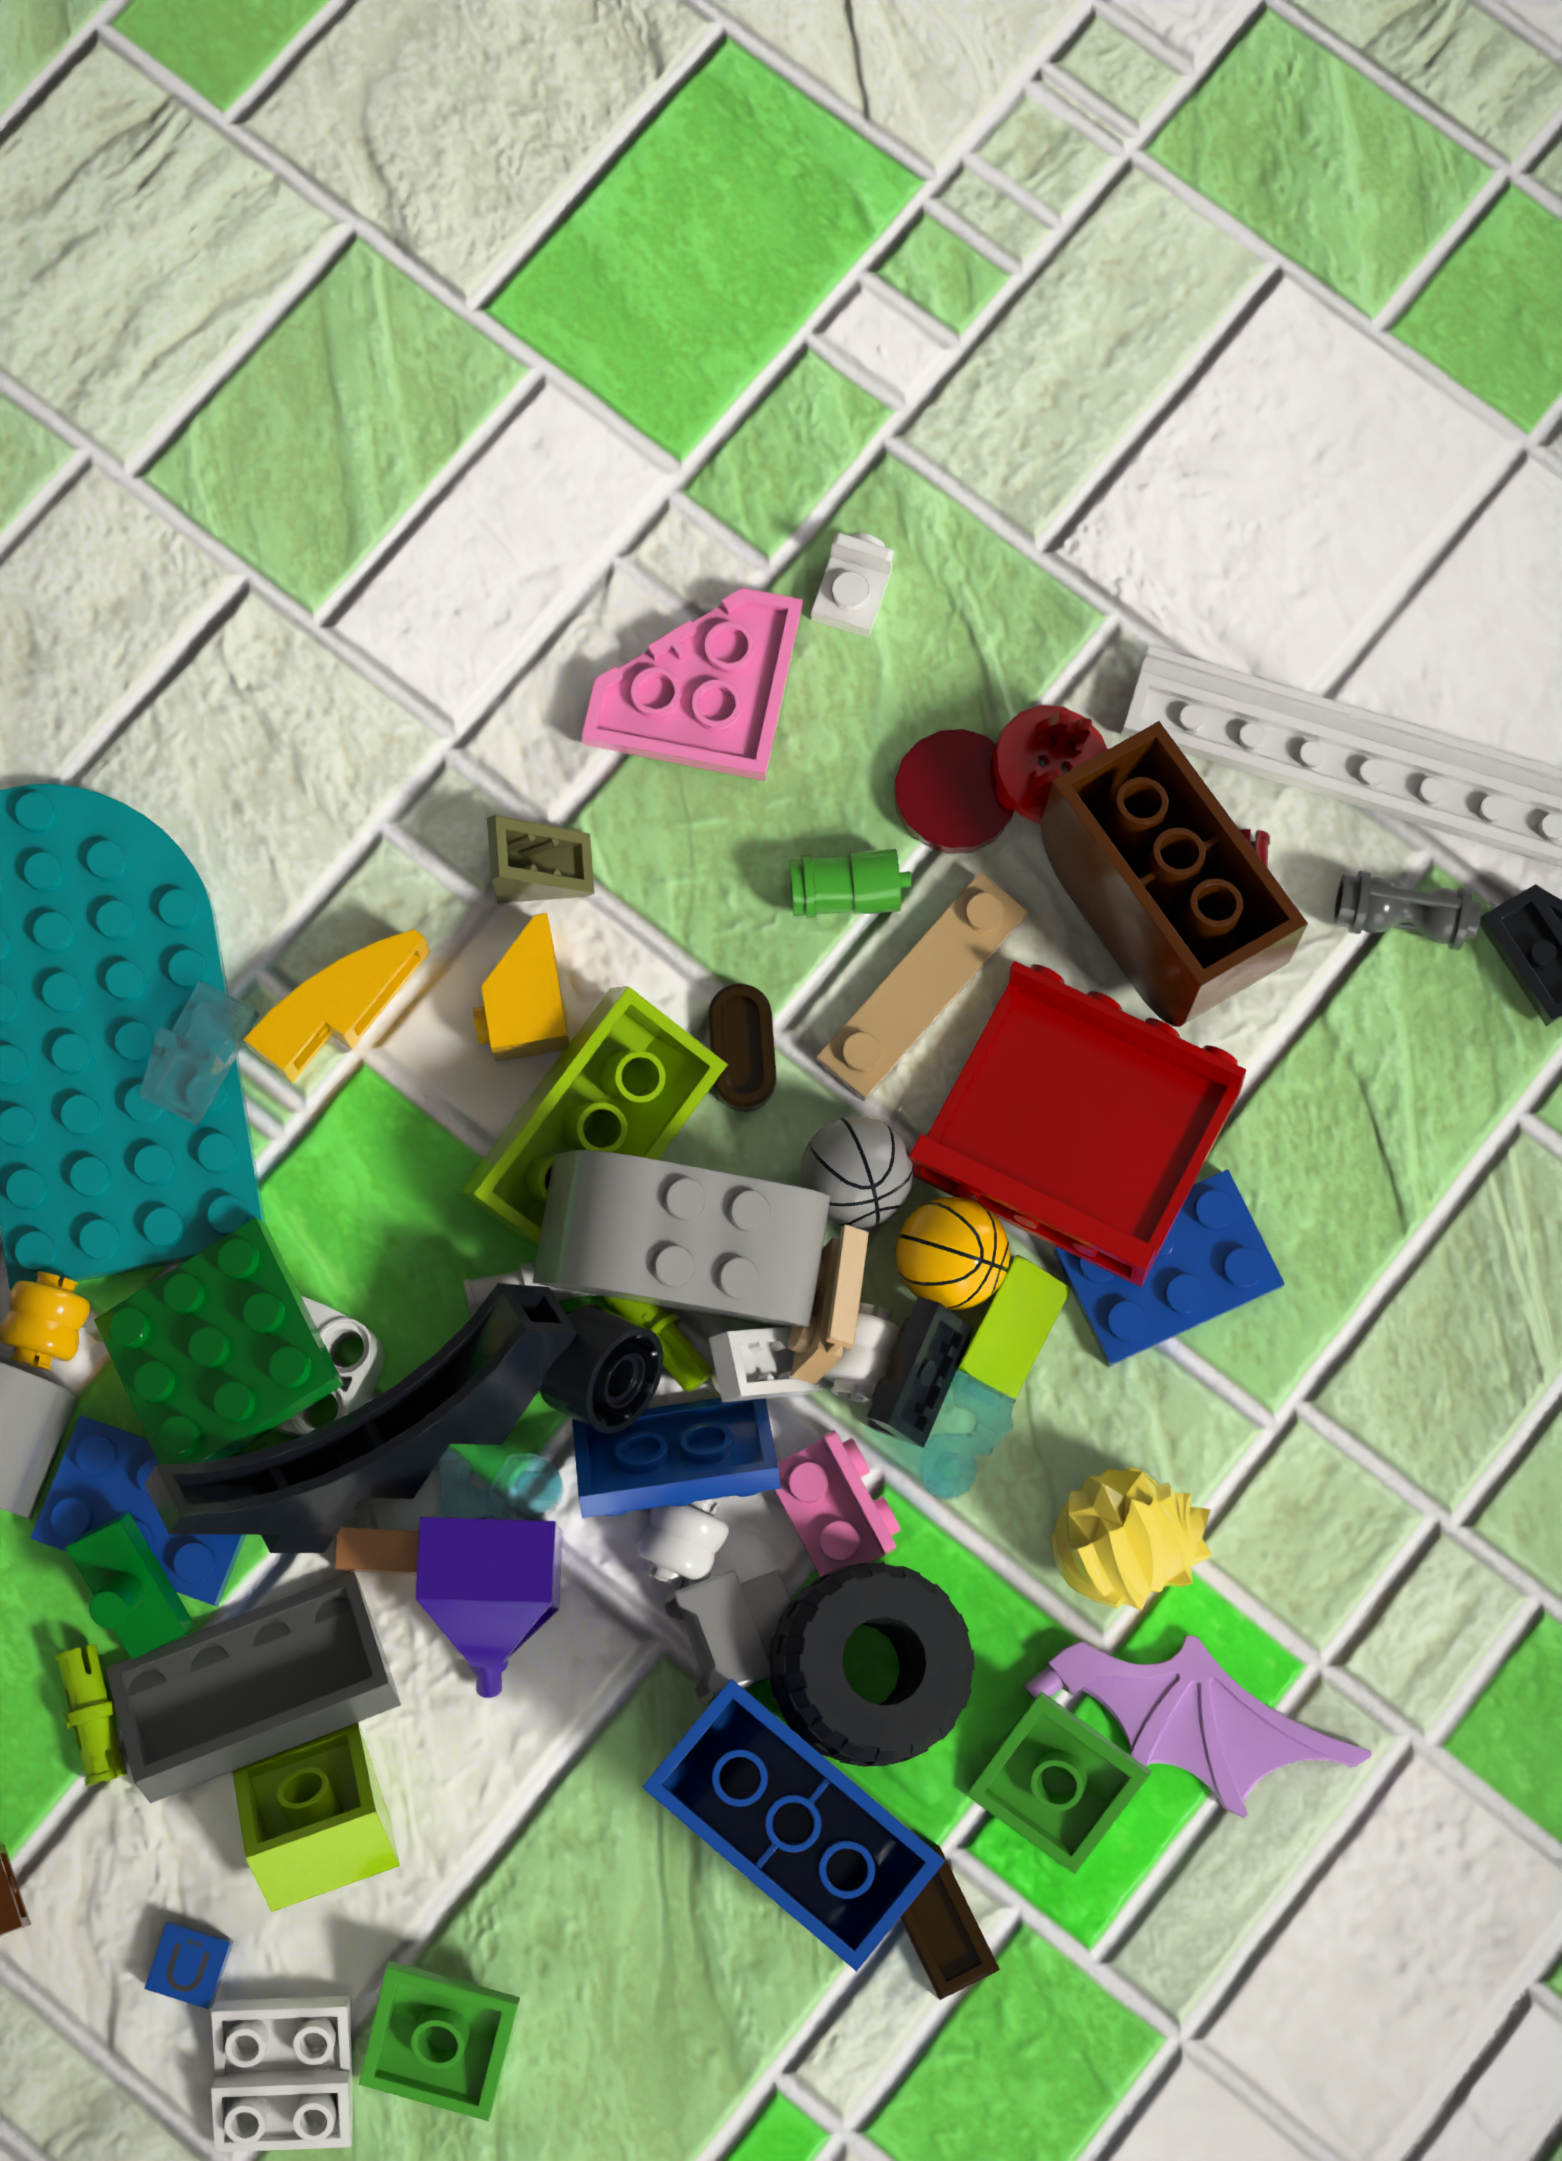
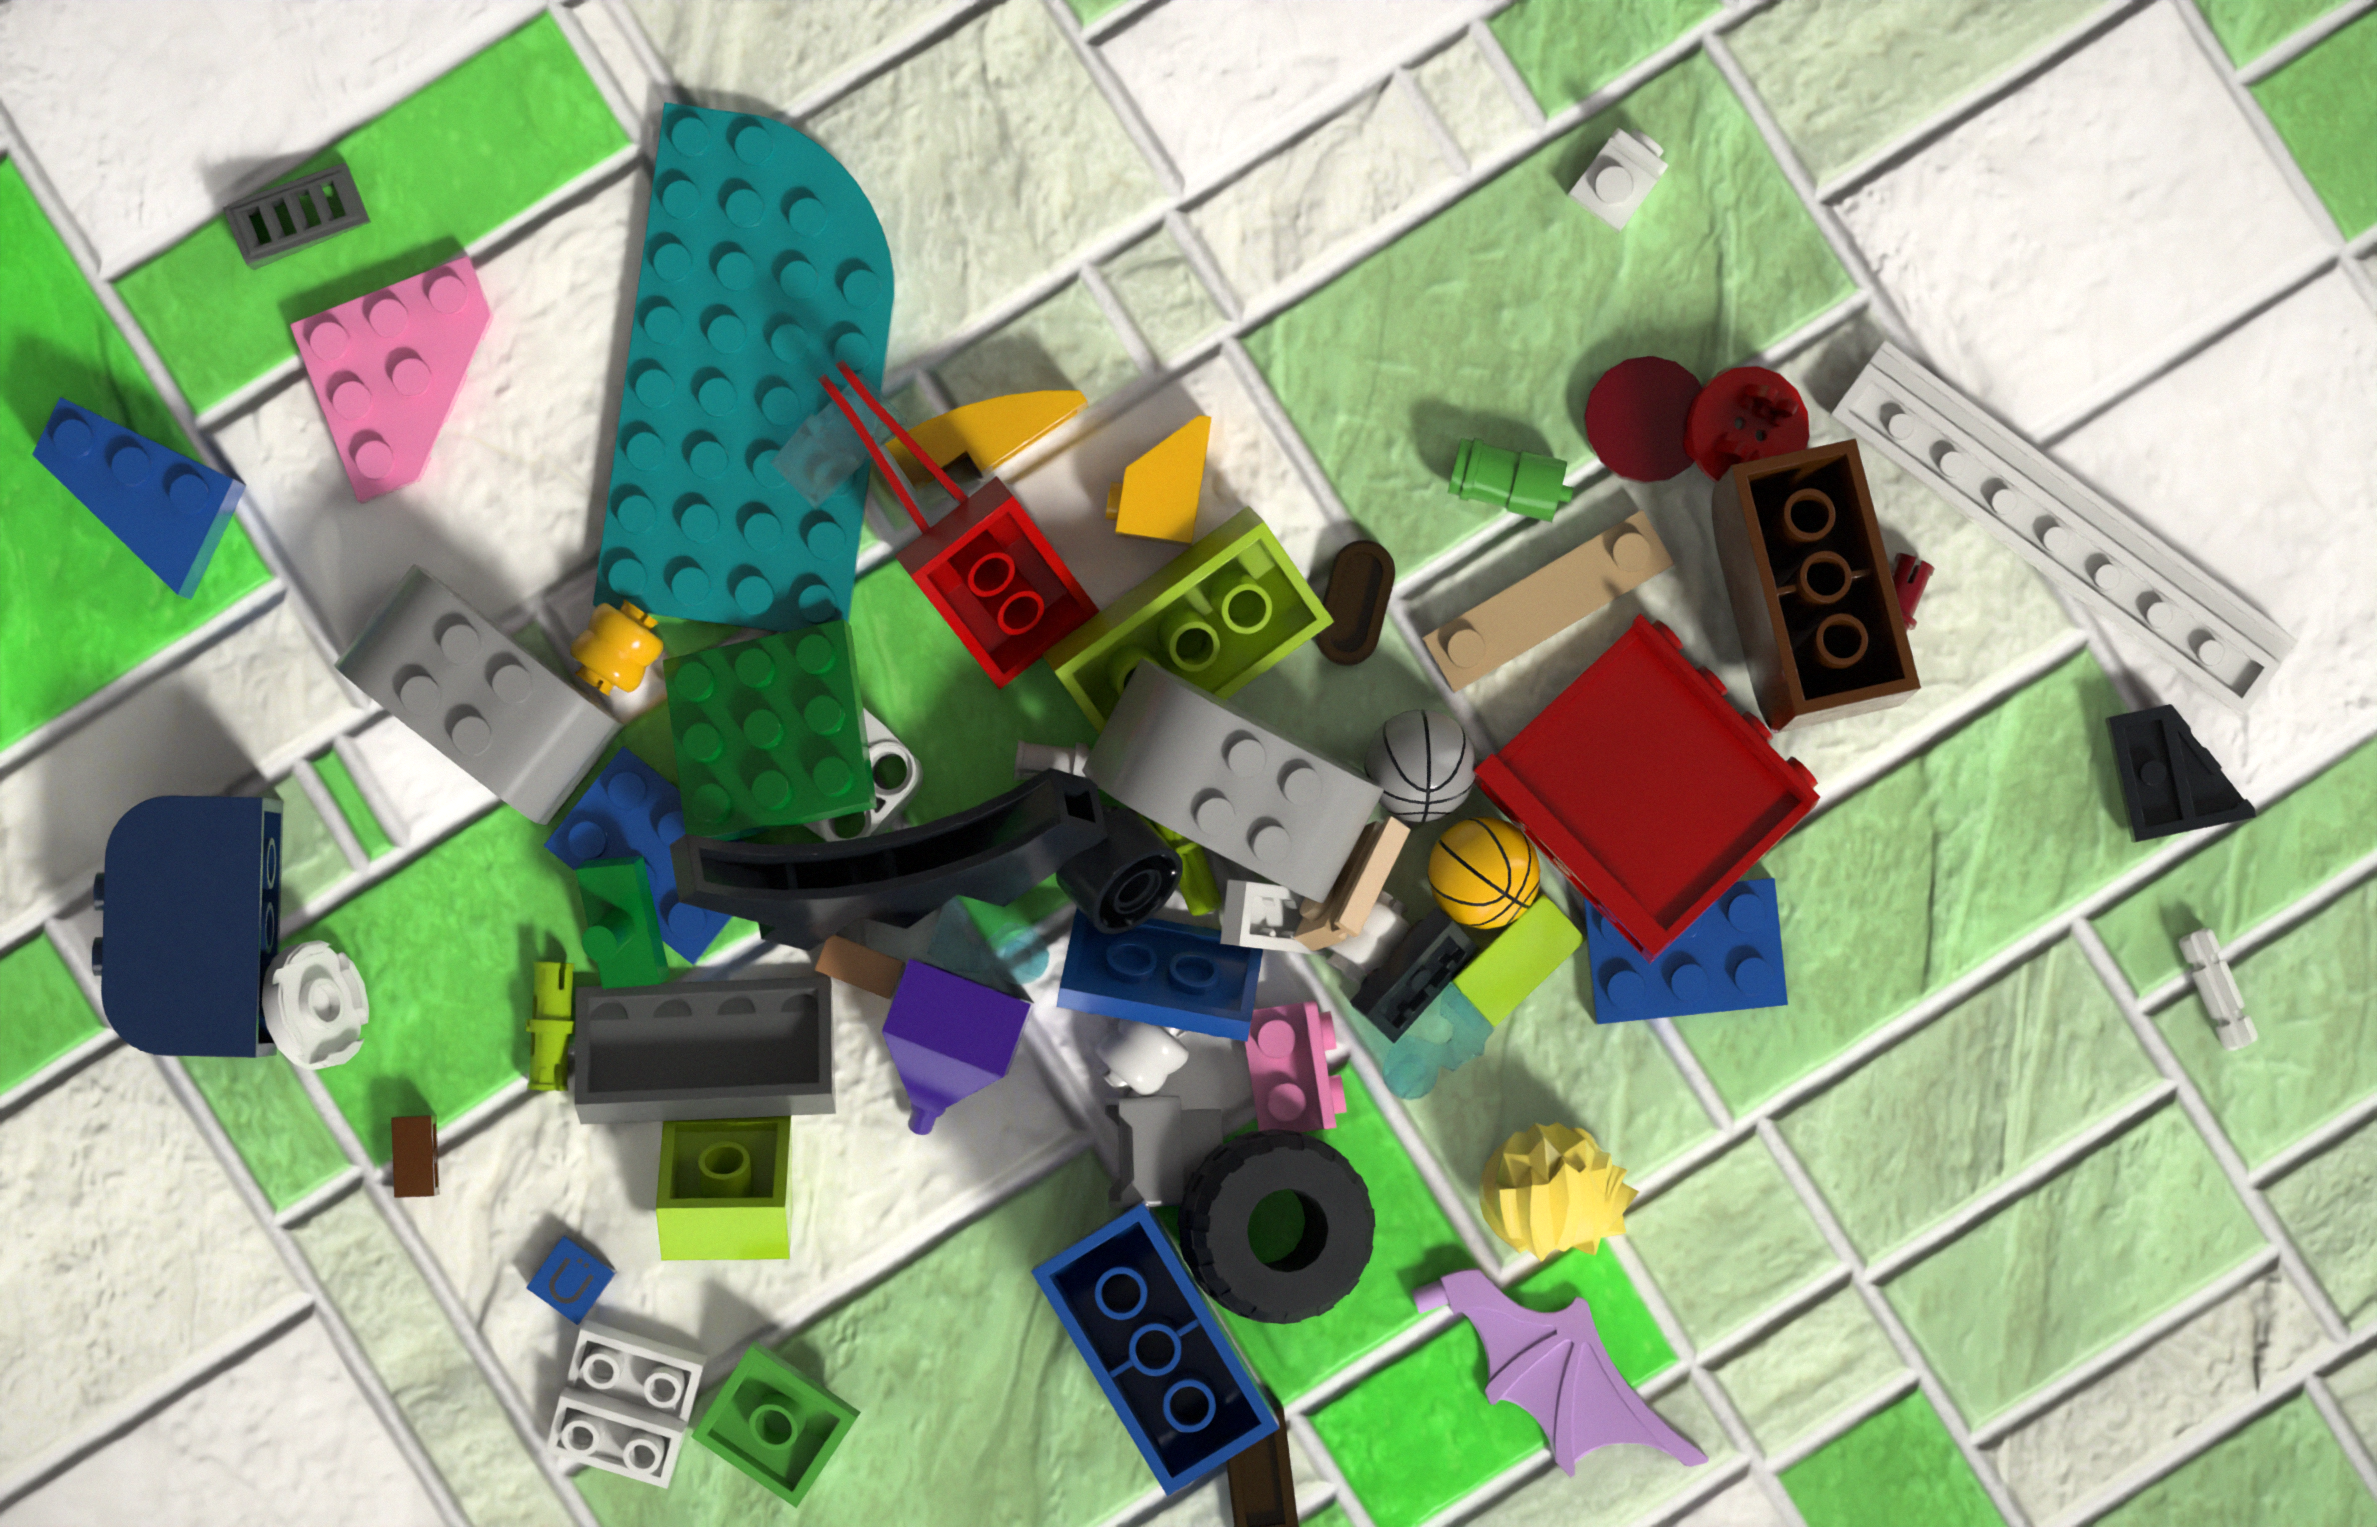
camera: 25 degrees right, 10 degrees up
(368, 1115) = (981, 562): none -> red slope
(538, 861) = (1222, 357): olive slope -> none
(704, 689) = (1437, 236): bright pink plate -> none
(1058, 1782) = (1410, 1388): bright green slope -> none
(1378, 905) = (2012, 672): dark grey piece -> none

